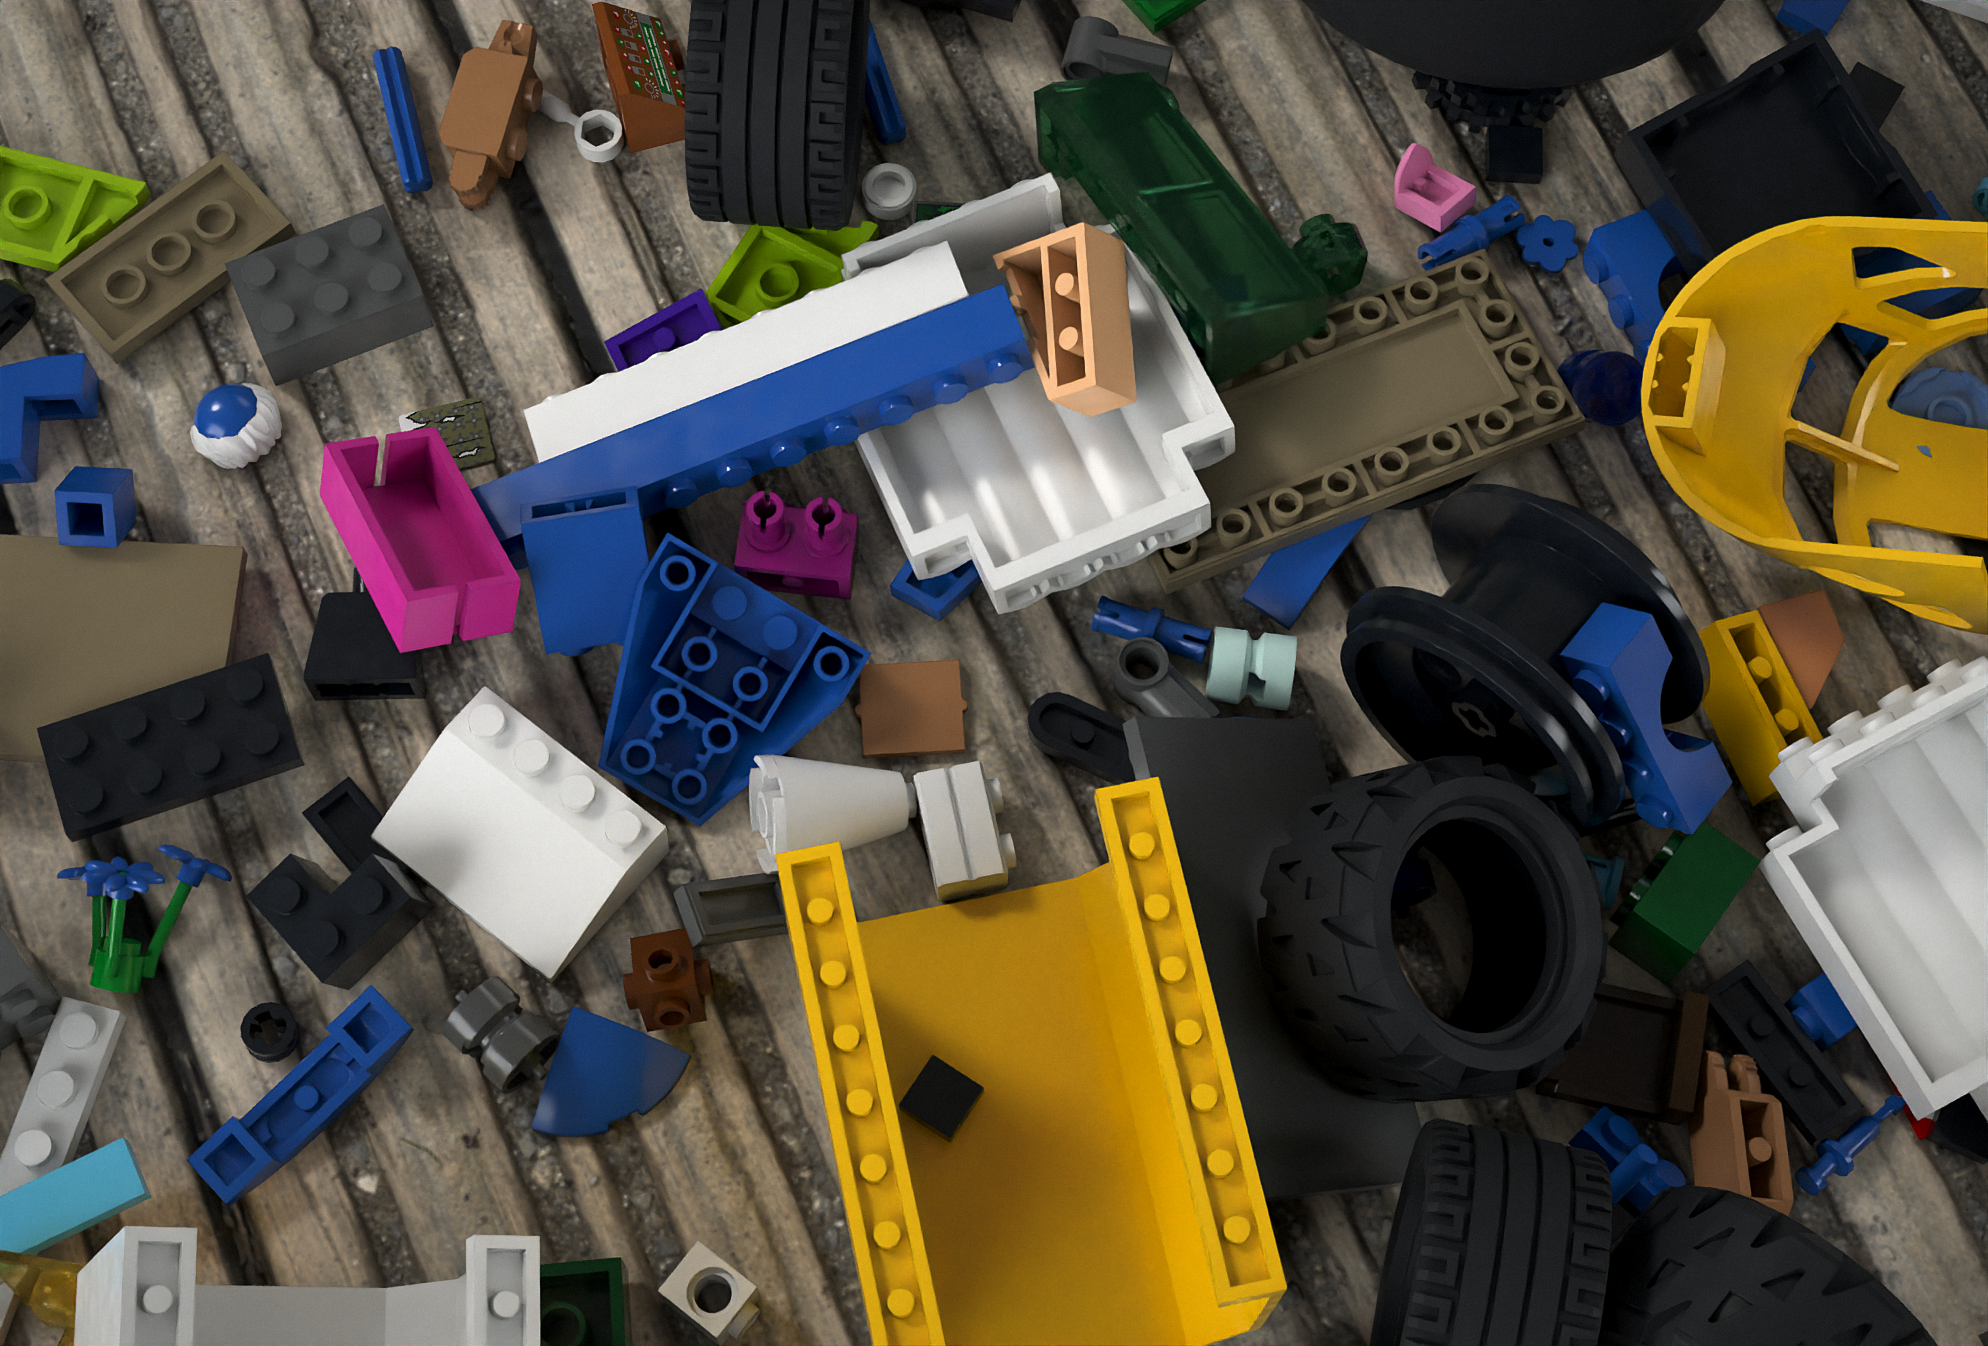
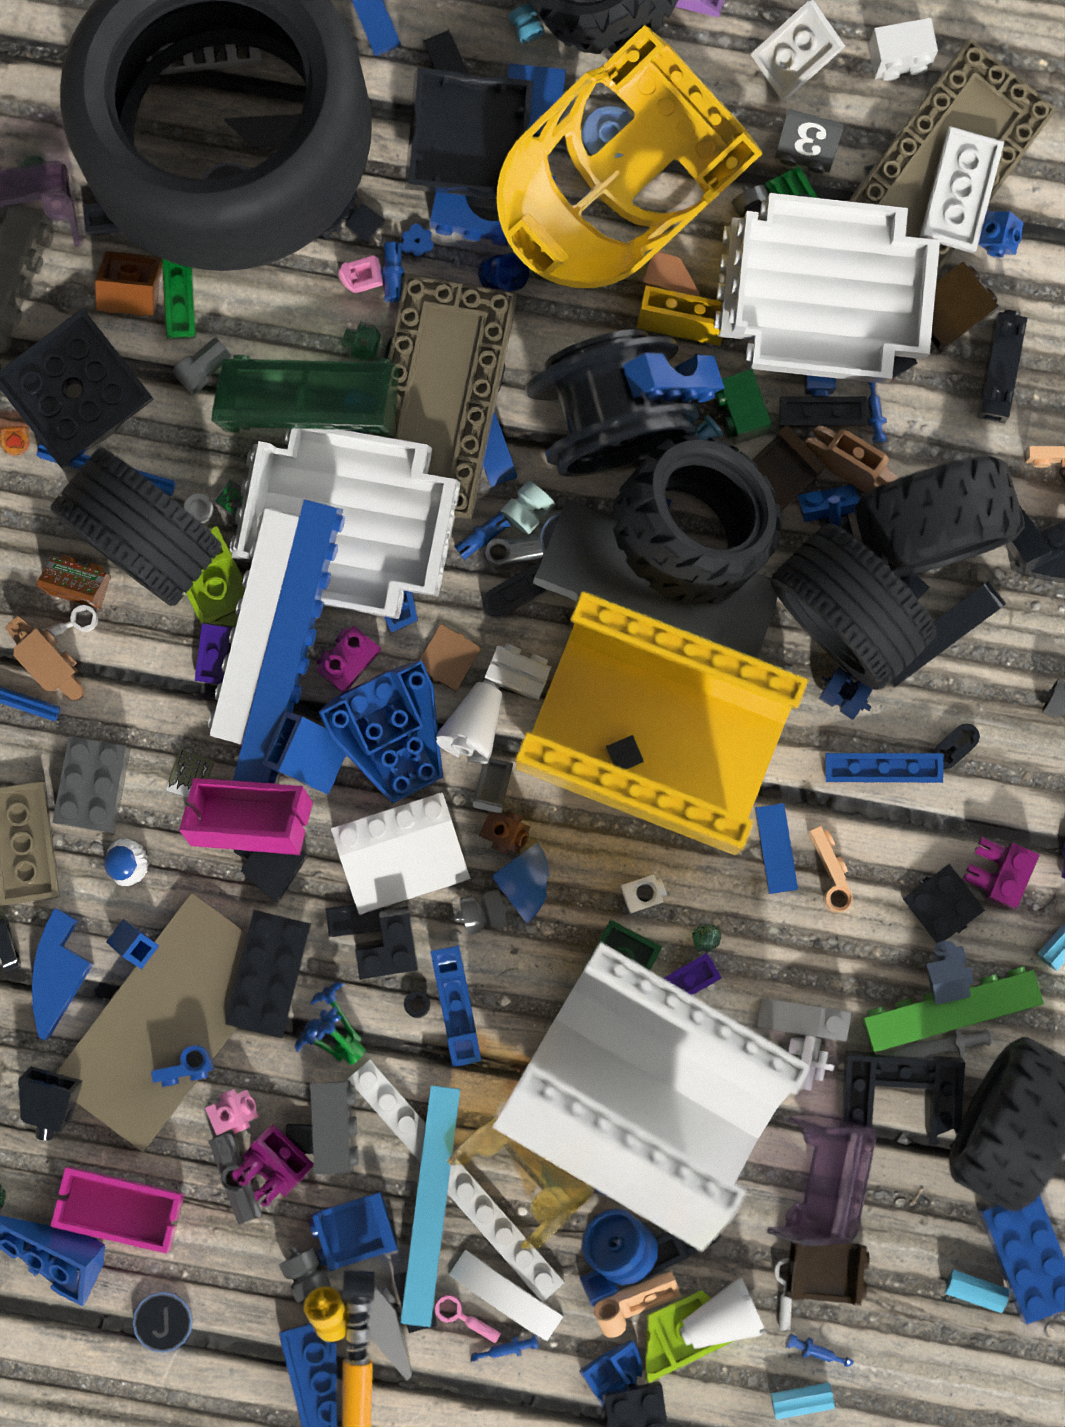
camera: 55 degrees left, 15 degrees up
(1076, 315) = (334, 477): light nougat wedge -> none

